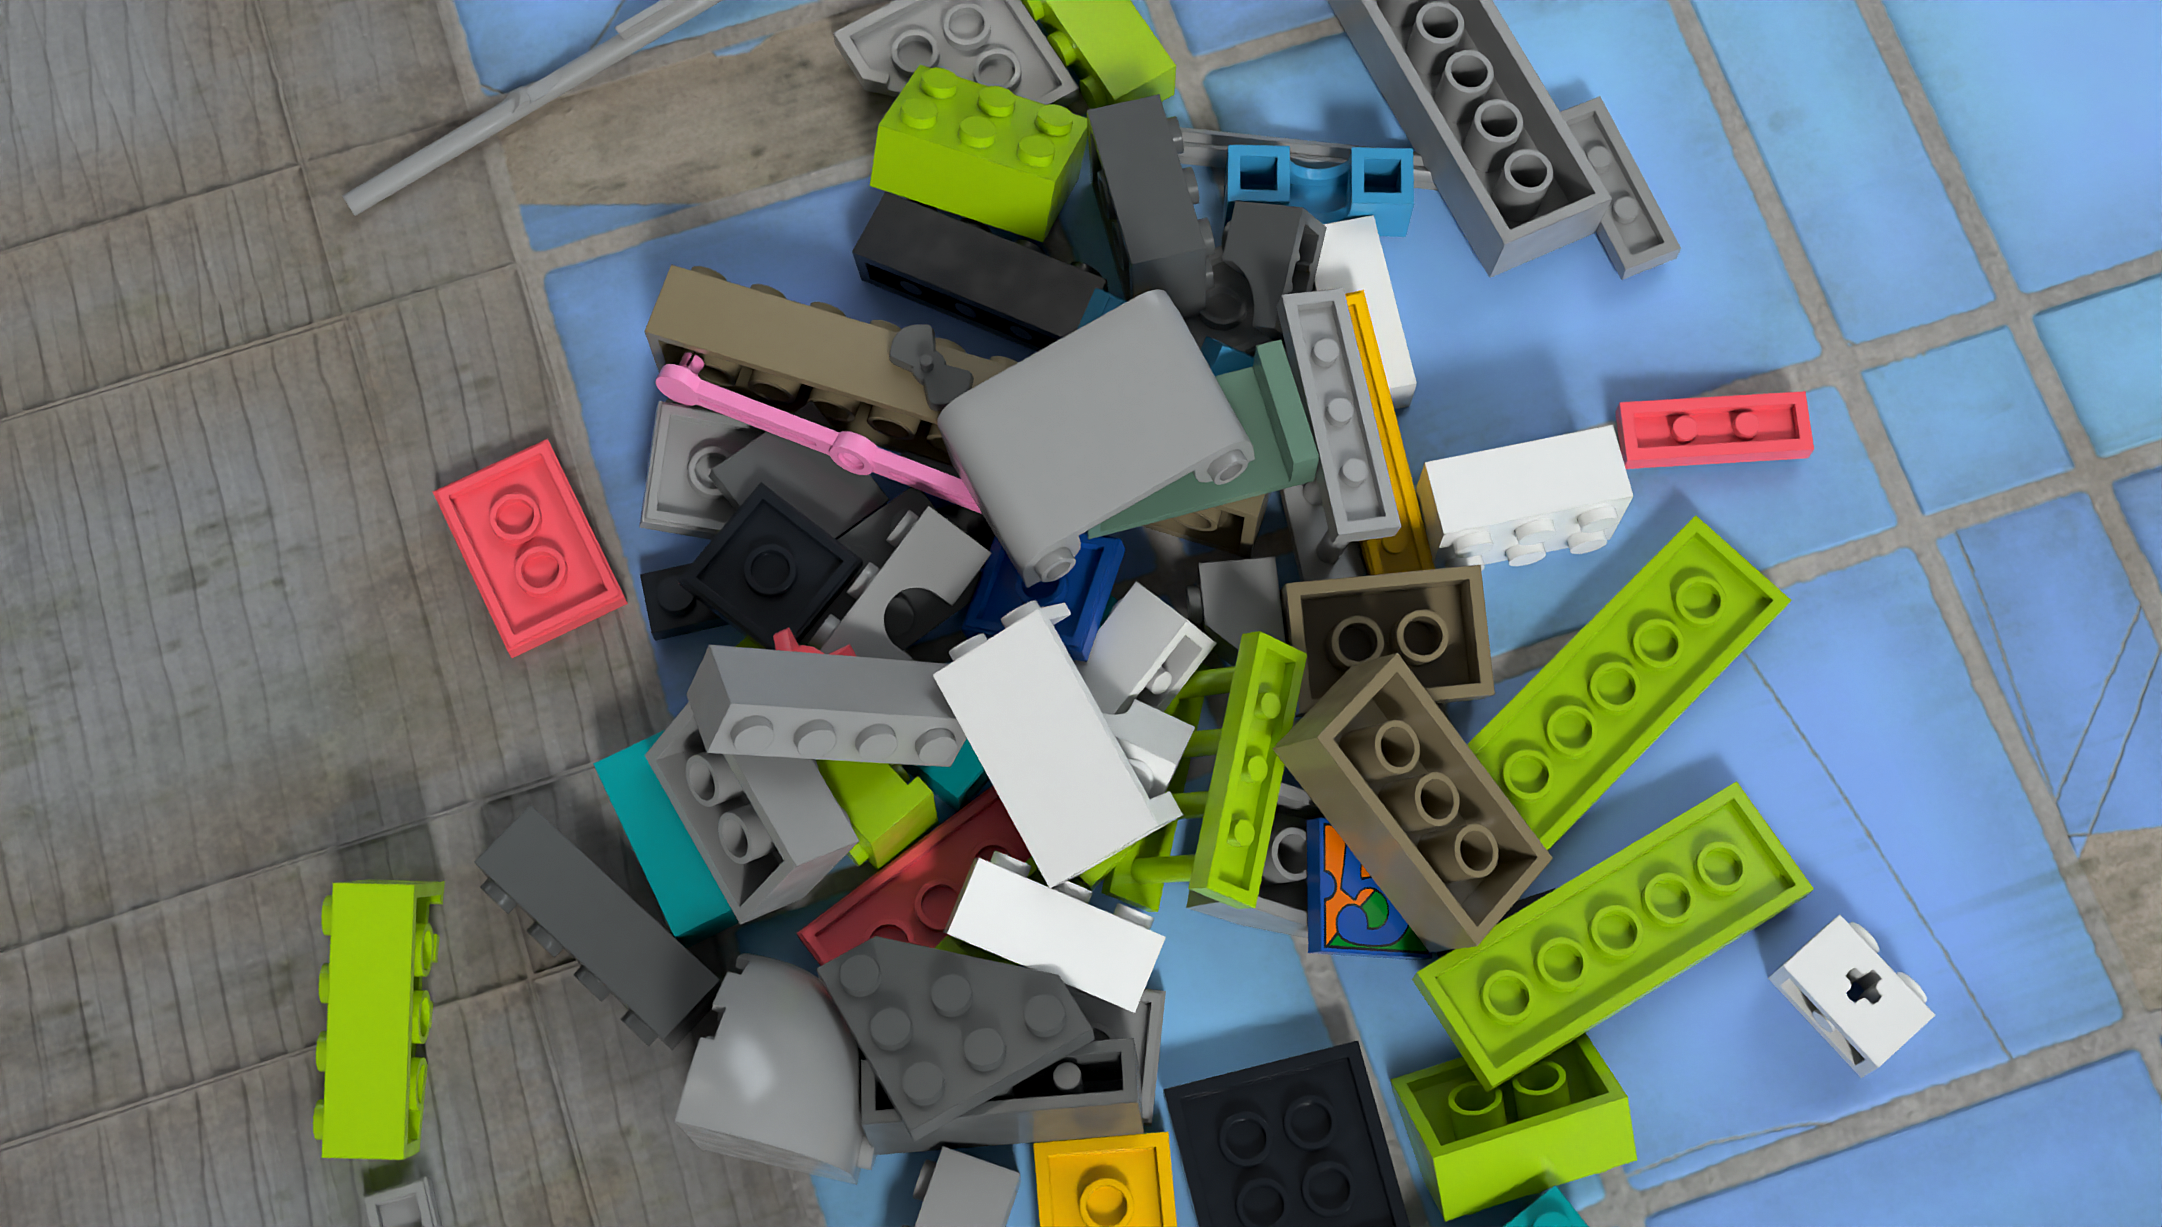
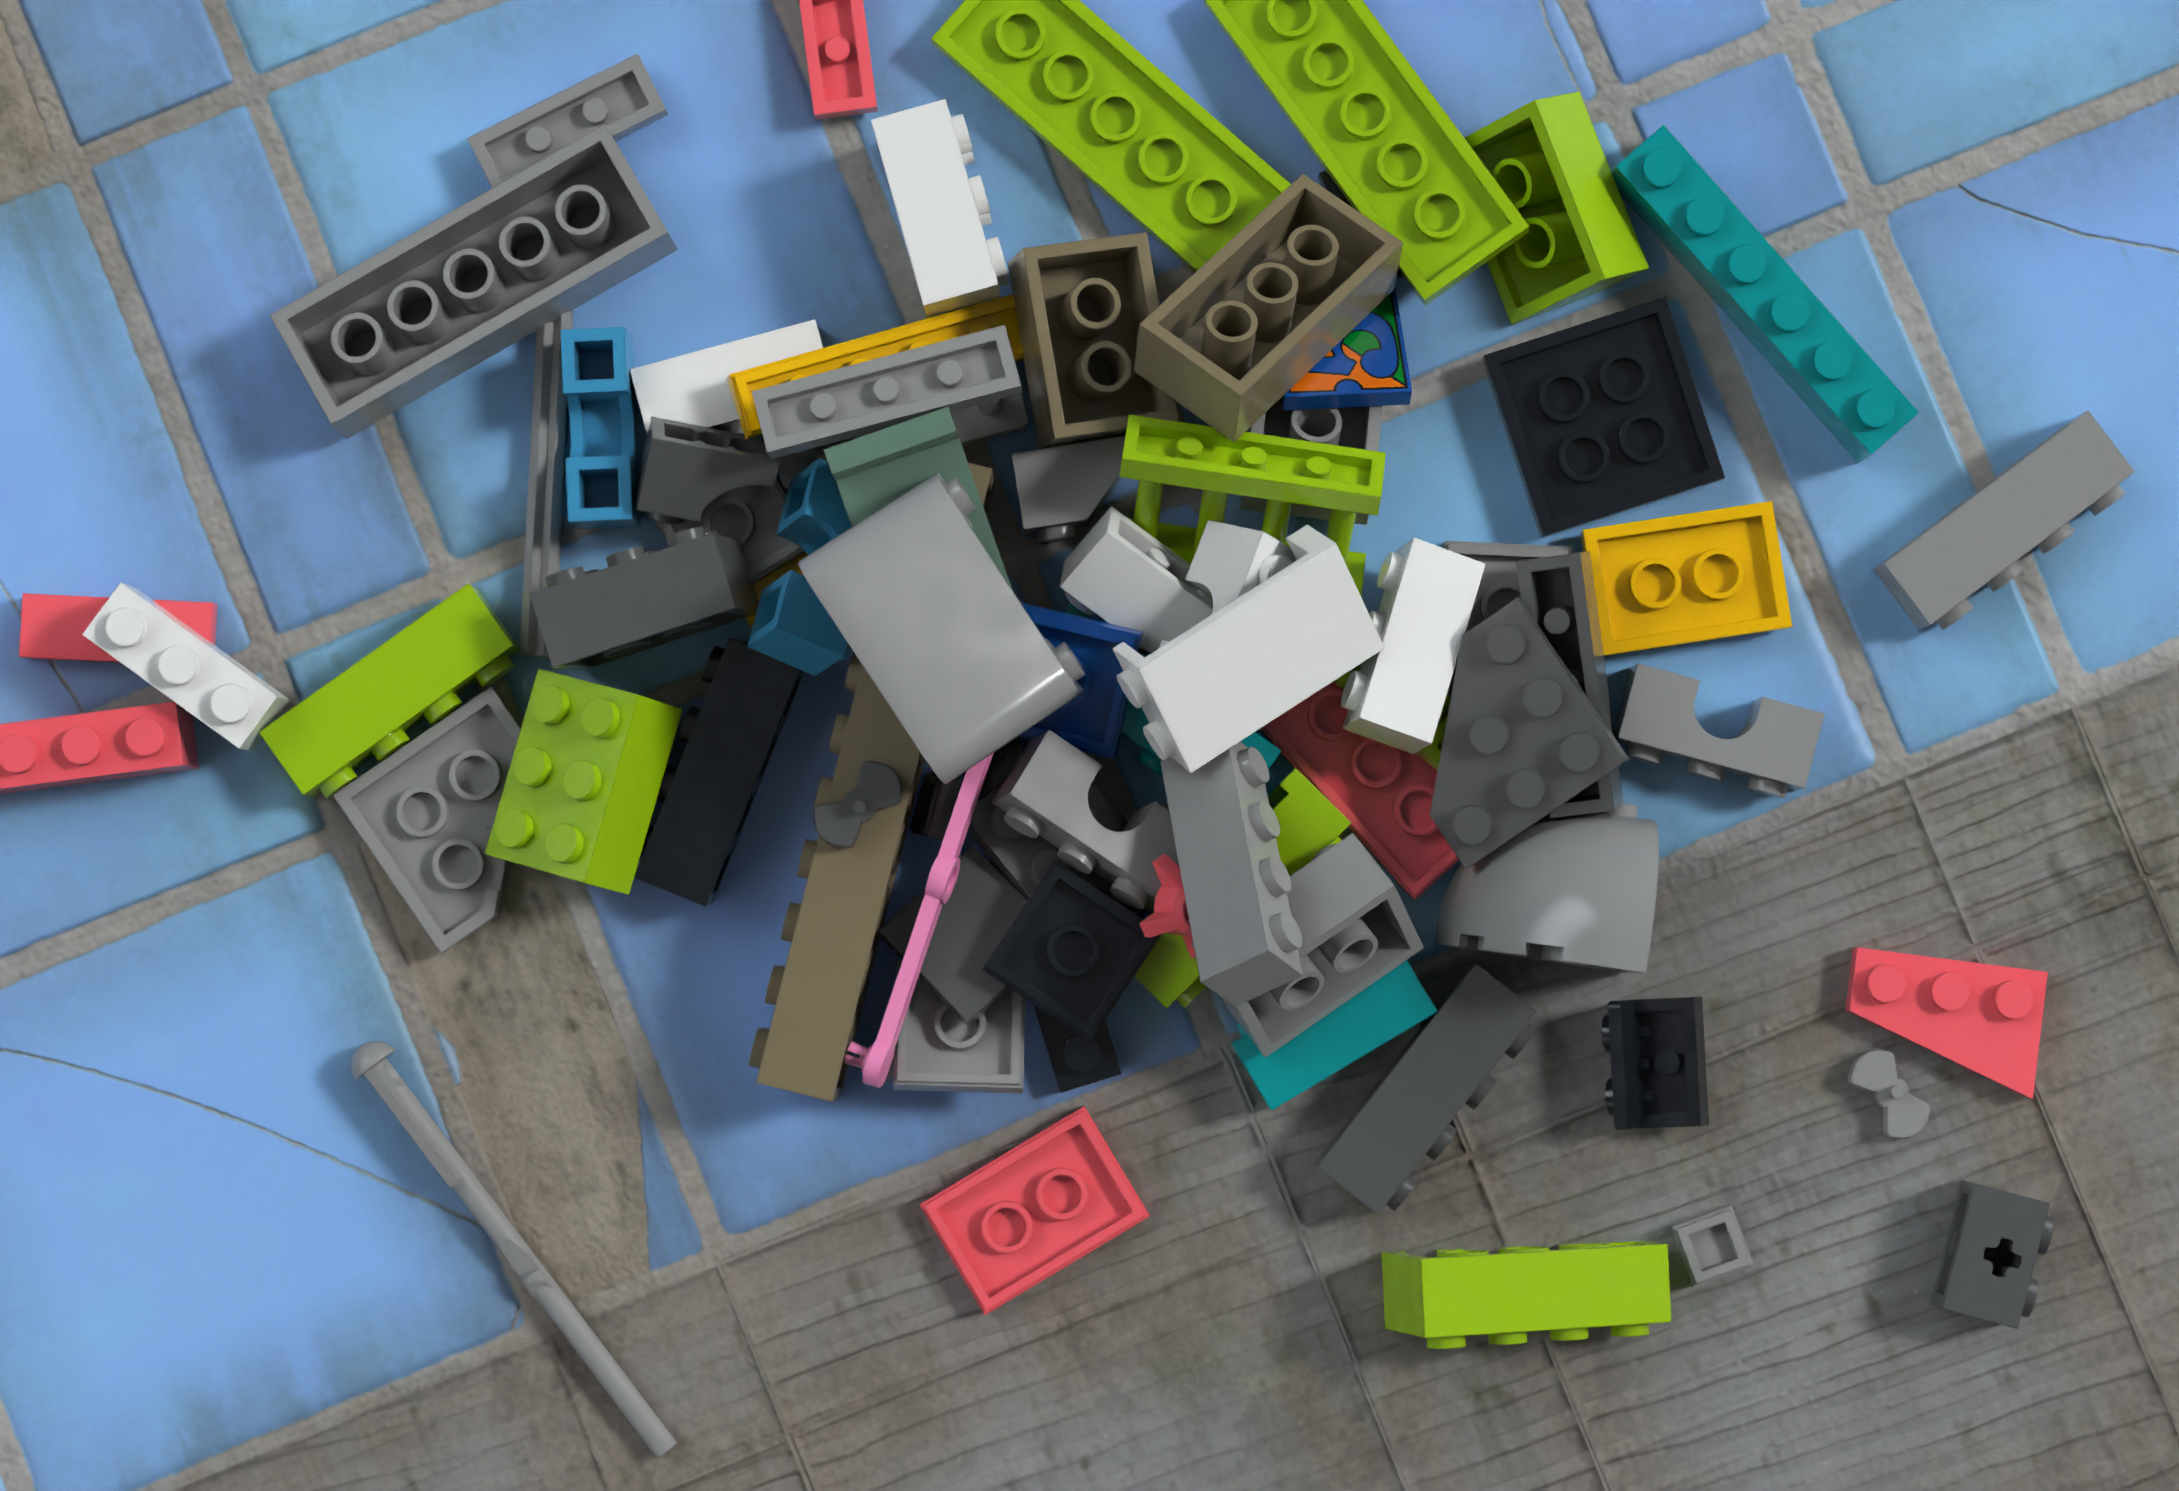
camera: 90 degrees left, 15 degrees up
(598, 1168) = (1656, 1063): none -> black bracket

